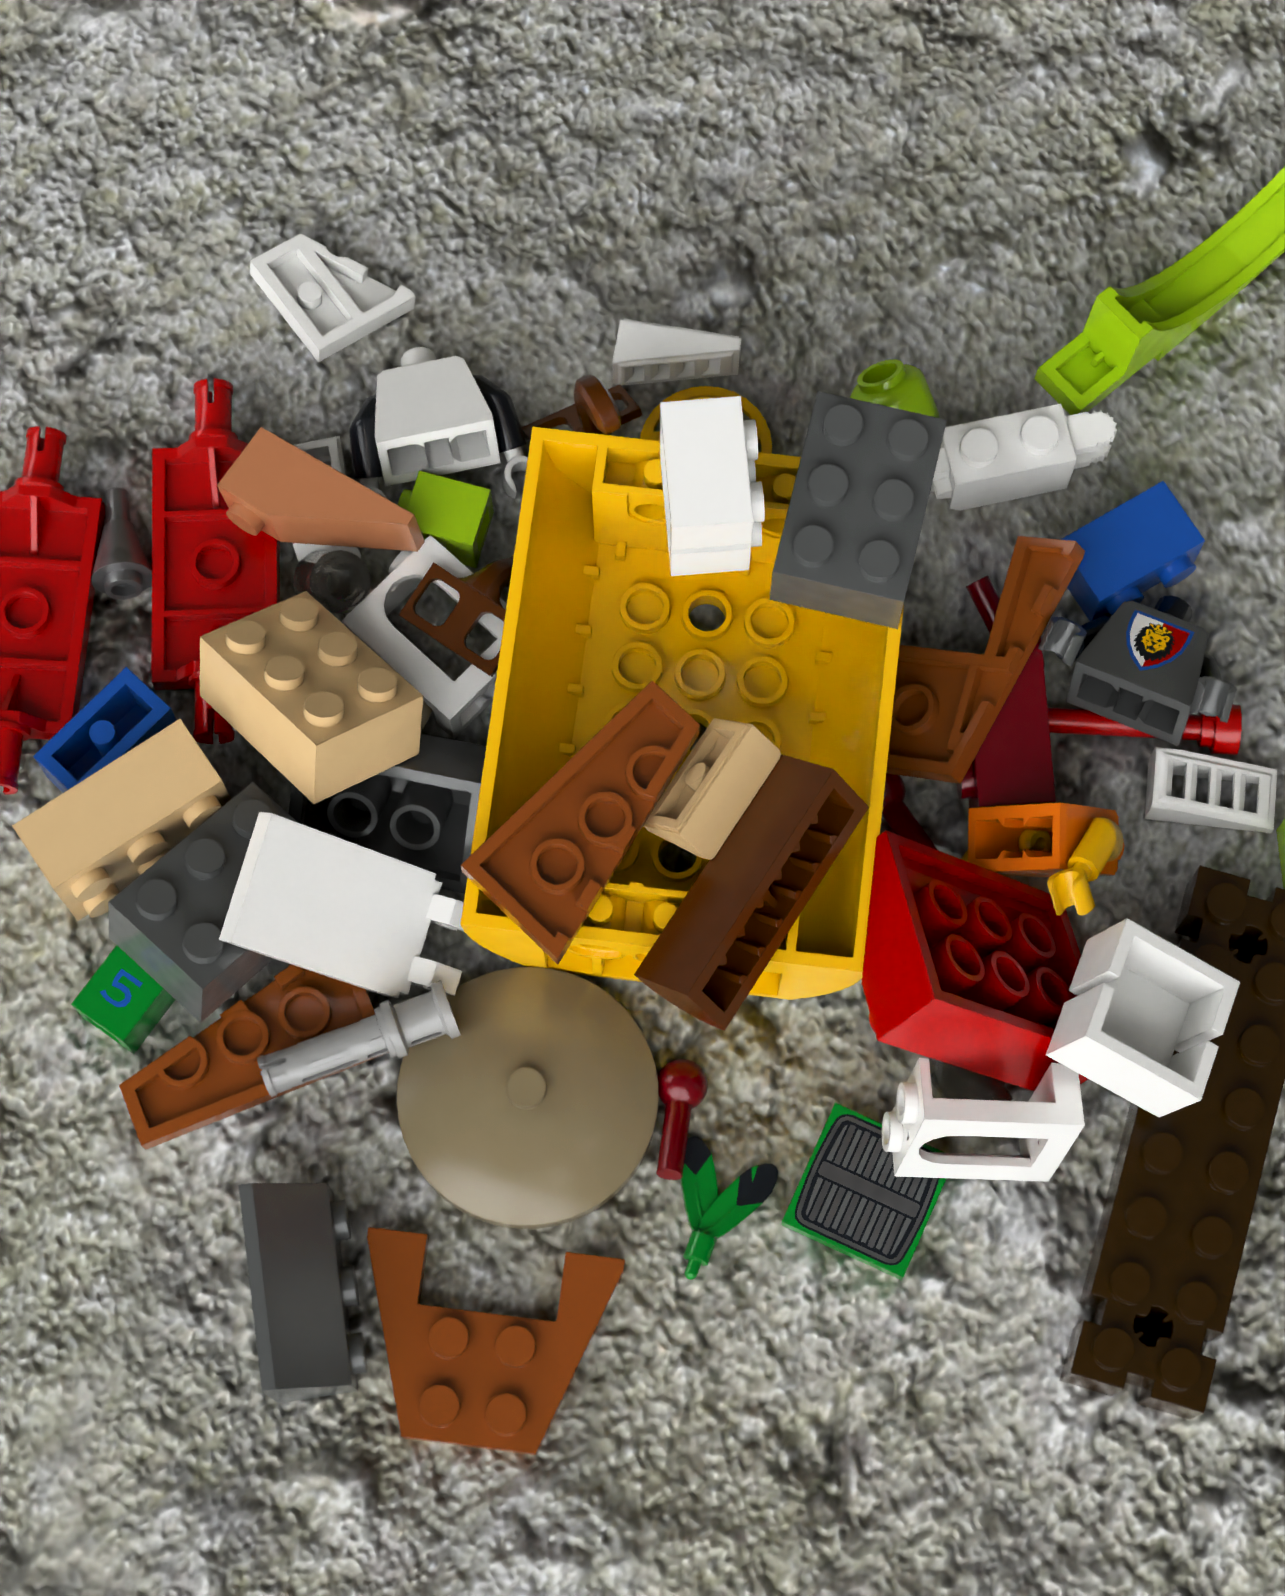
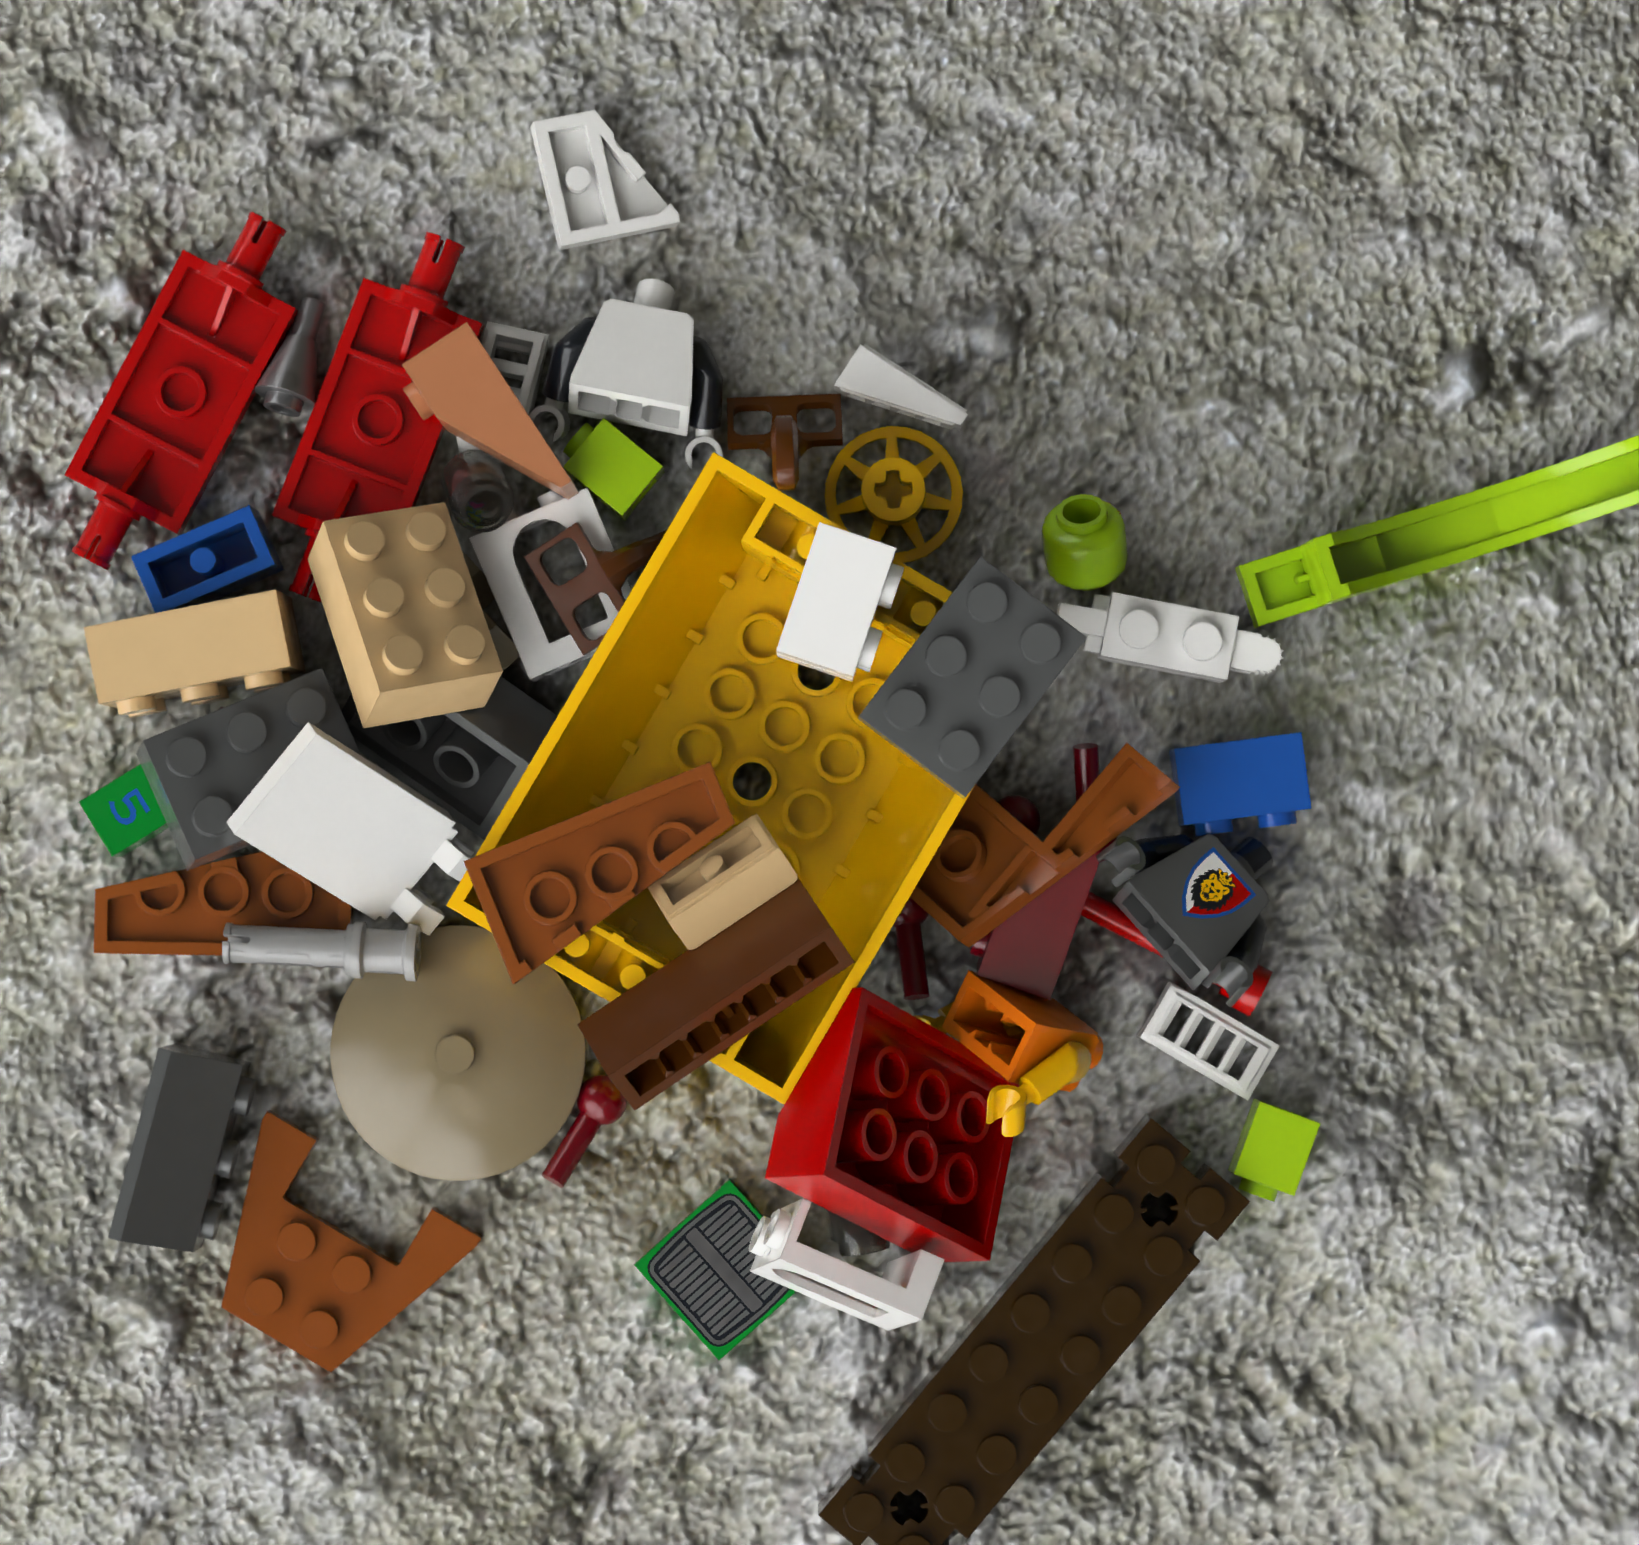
camera: 25 degrees right, 15 degrees up
(716, 1215) = (577, 1229): green piece -> none
(1136, 1008) = (1007, 1244): white piece -> none

